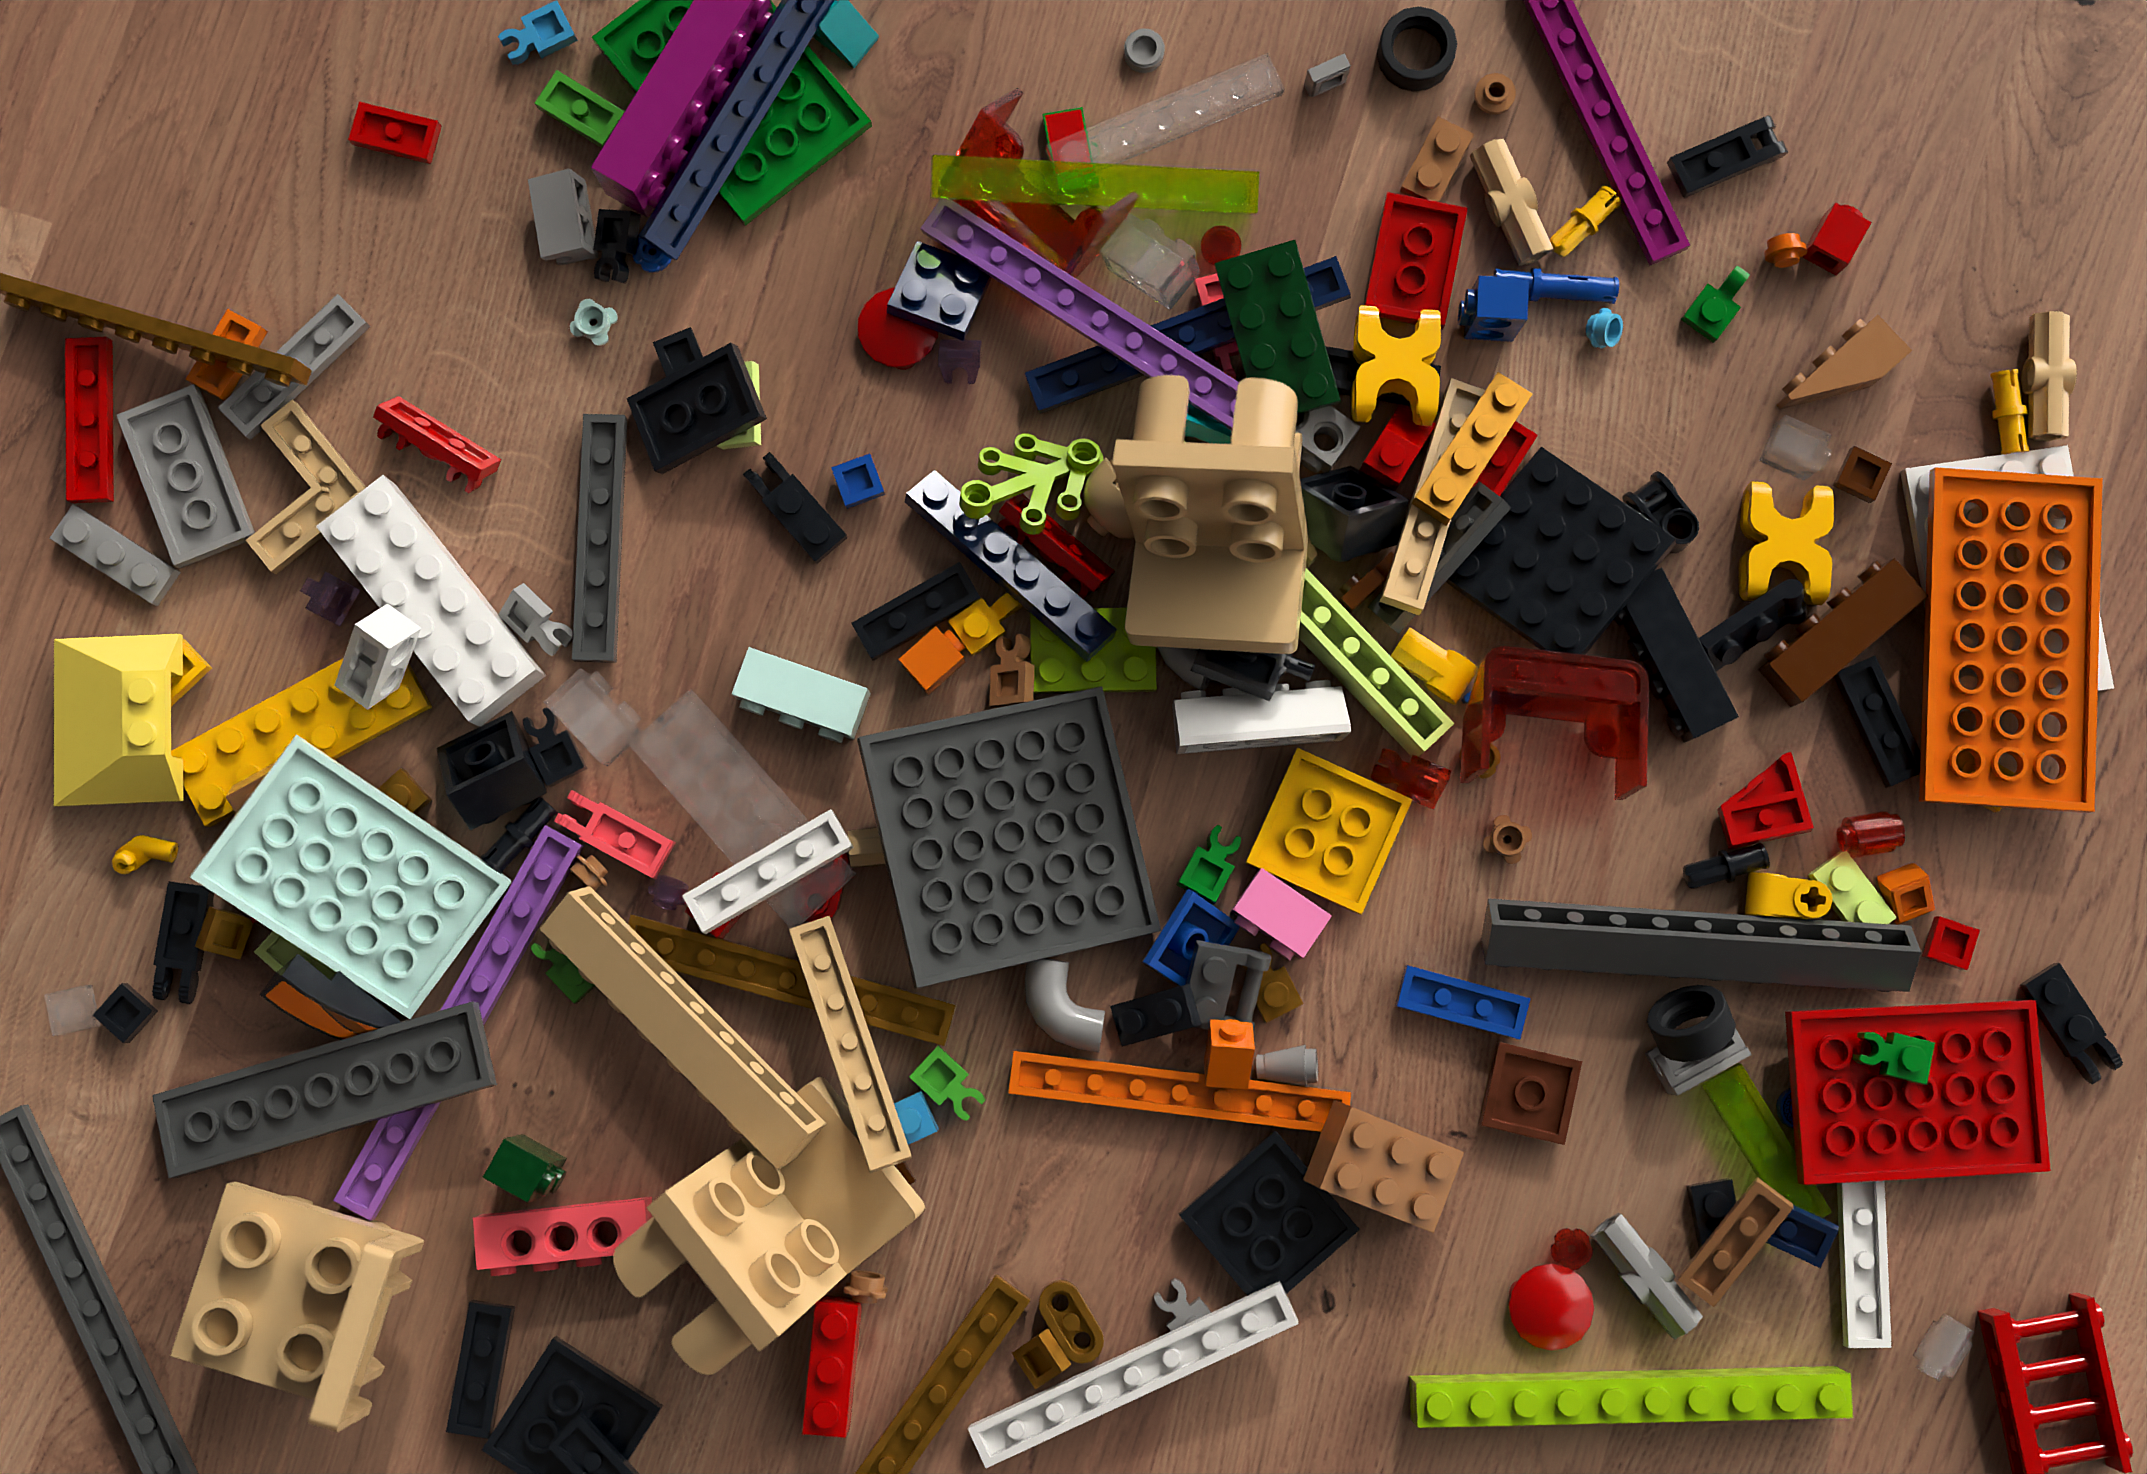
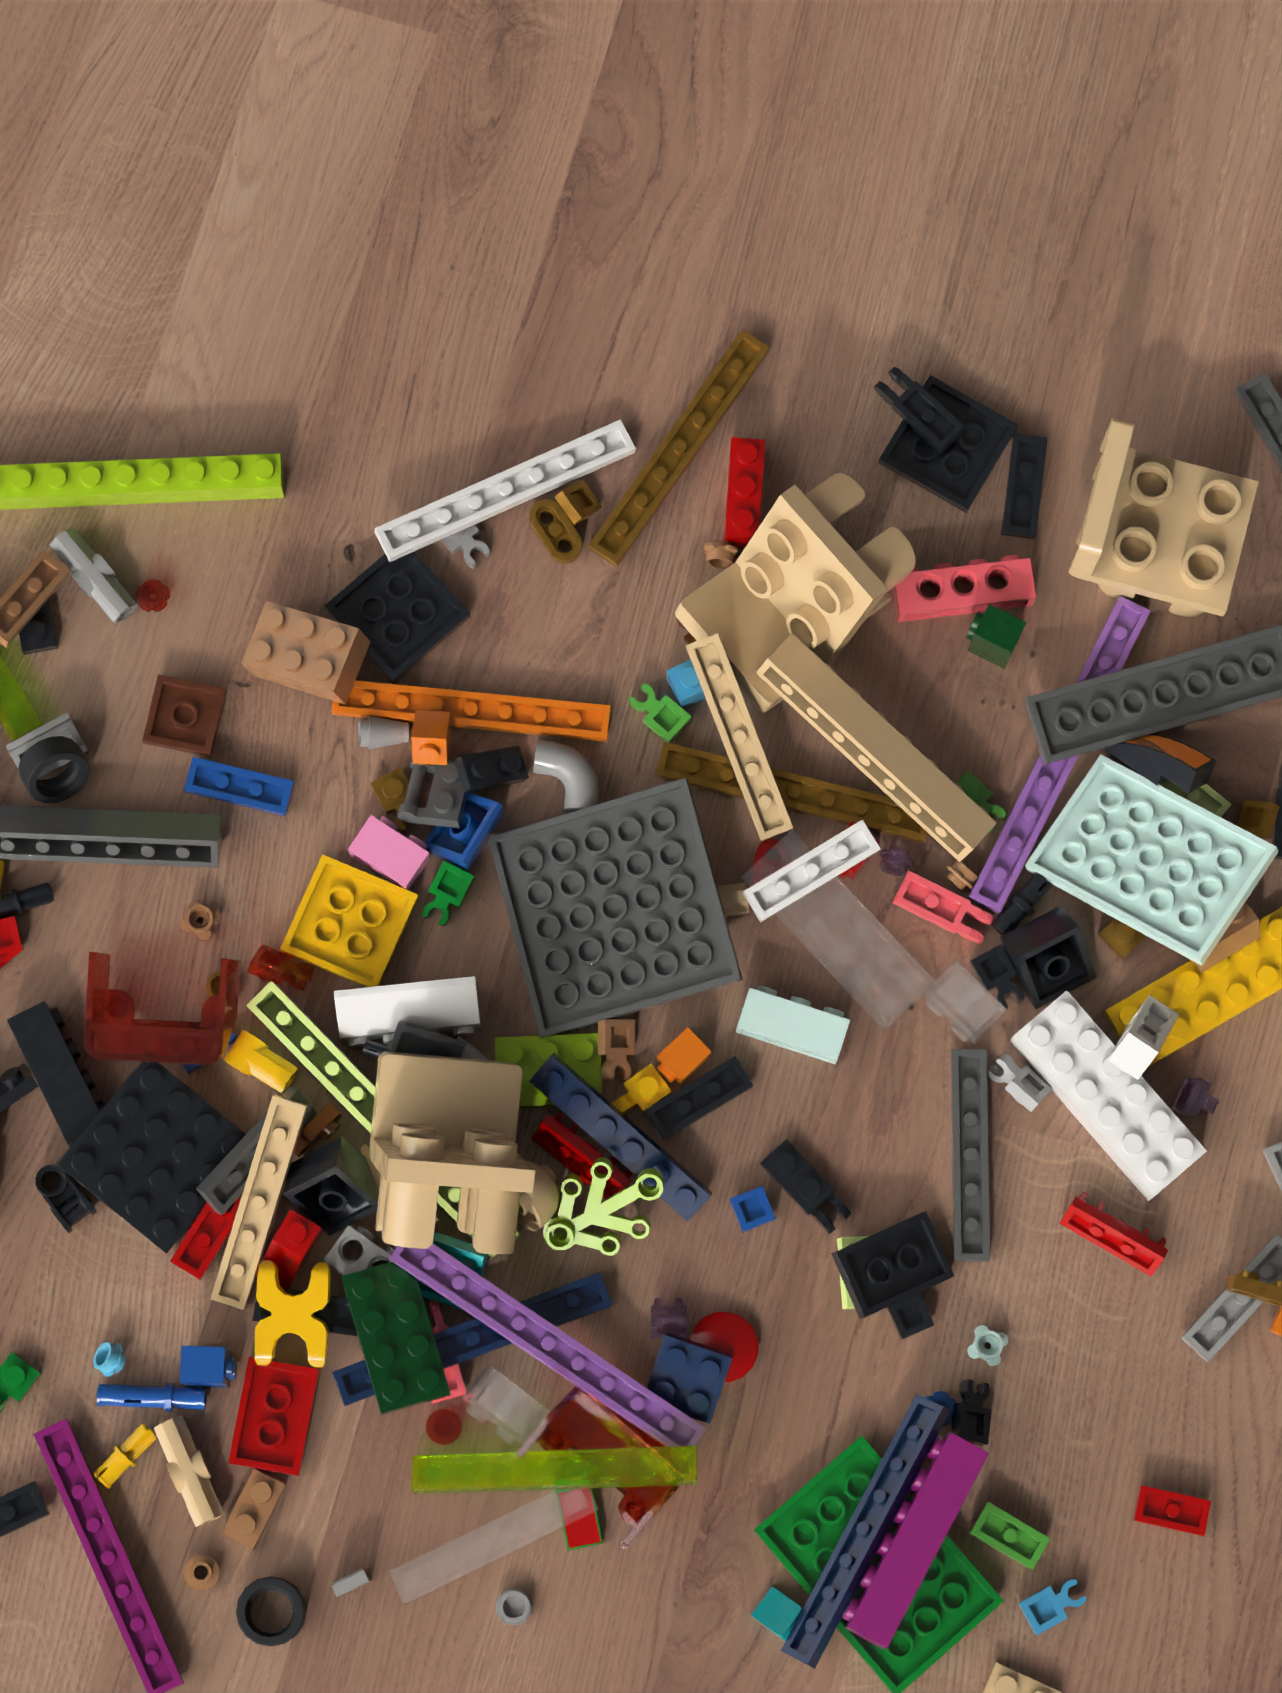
camera: 175 degrees right, 5 degrees down
(324, 471) = (1199, 1195): tan plate -> none
(562, 217) = (1019, 1436): light grey hinge -> none
(1471, 448) = (227, 1242): plate -> none
(1551, 1306) = (170, 551): red dish -> none

